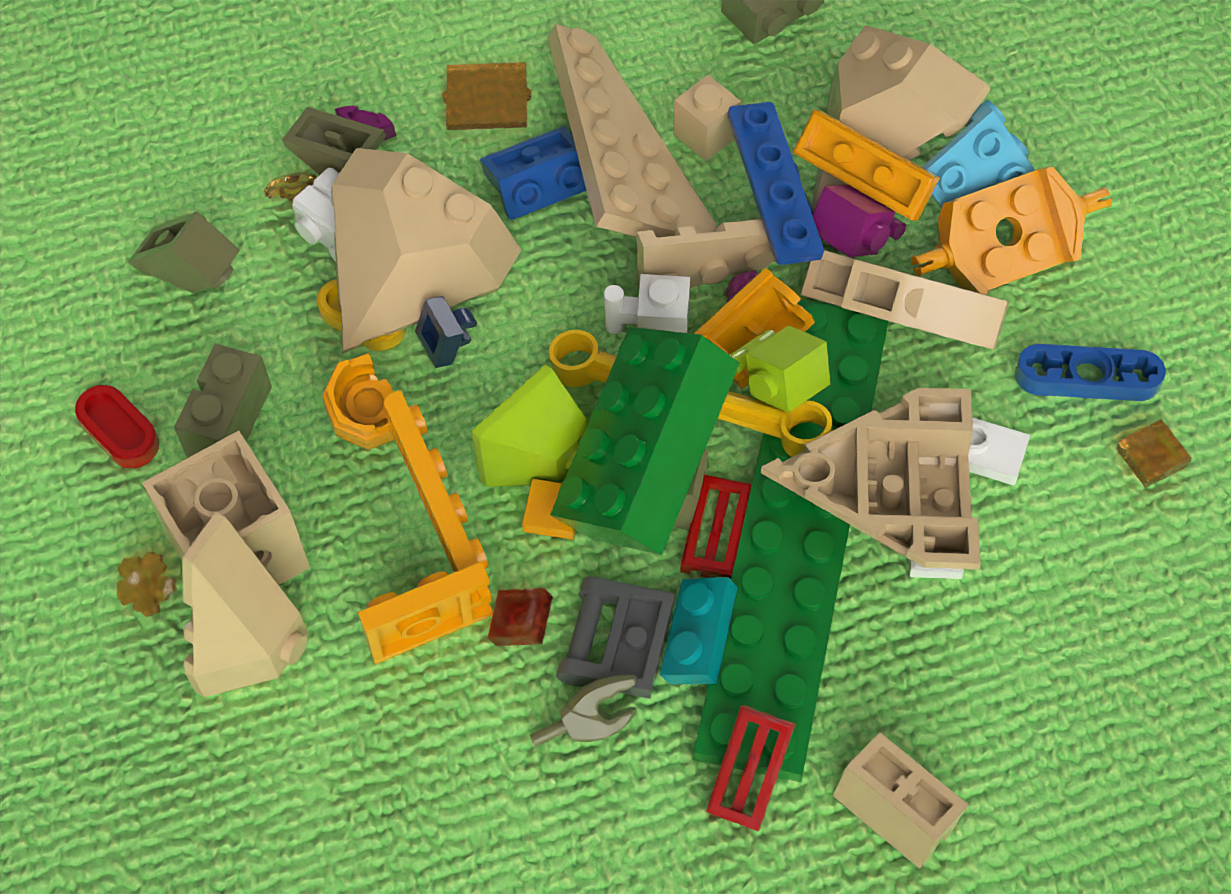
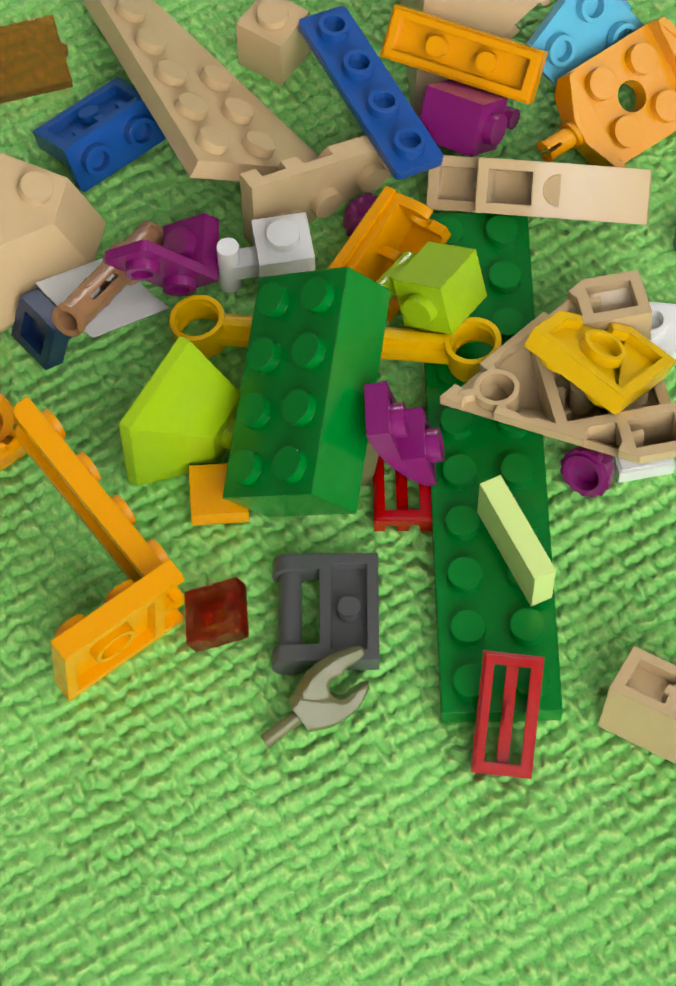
camera: 15 degrees left, 0 degrees up
(471, 322) = (79, 308): none -> medium nougat pin
(498, 313) = (127, 307): none -> white sticker
(575, 301) = (178, 266): none -> magenta bracket
(699, 631) = (413, 586): teal plate -> none
(719, 494) = (402, 435): none -> magenta slope
(797, 611) = (516, 540): none -> yellowish green tile
(881, 562) = (587, 471): none -> magenta piece
(914, 468) = (606, 364): none -> yellow plate

